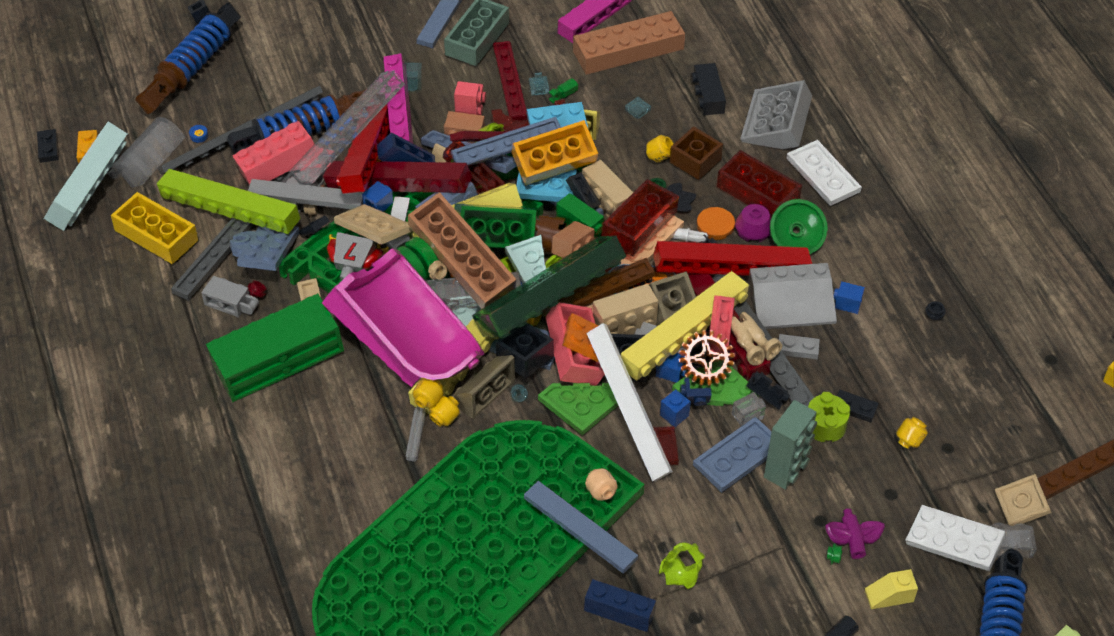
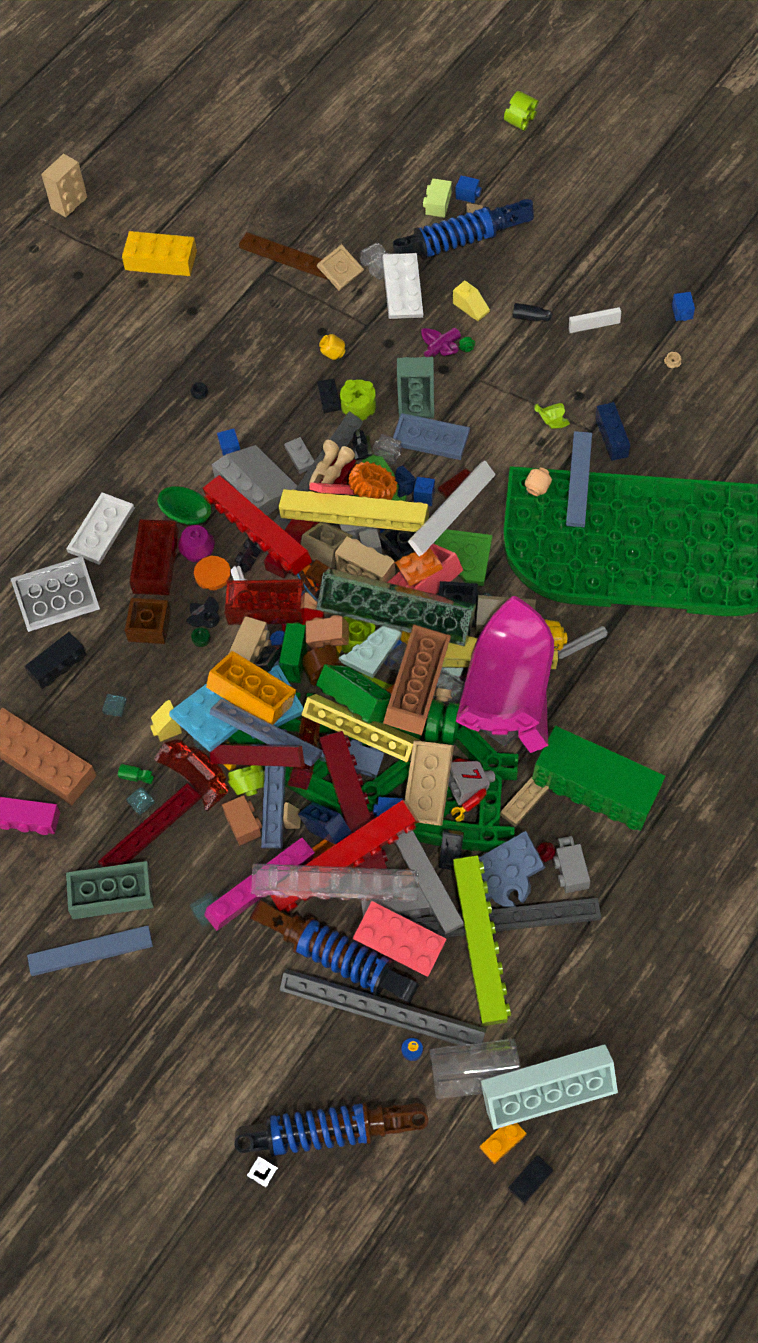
camera: 120 degrees left, 10 degrees up
(154, 227) = (554, 981): yellow brick -> none
(400, 207) = (389, 791): white sticker -> none
(469, 98) = (207, 836): coral brick -> none
(659, 148) = (160, 651): yellow head -> none

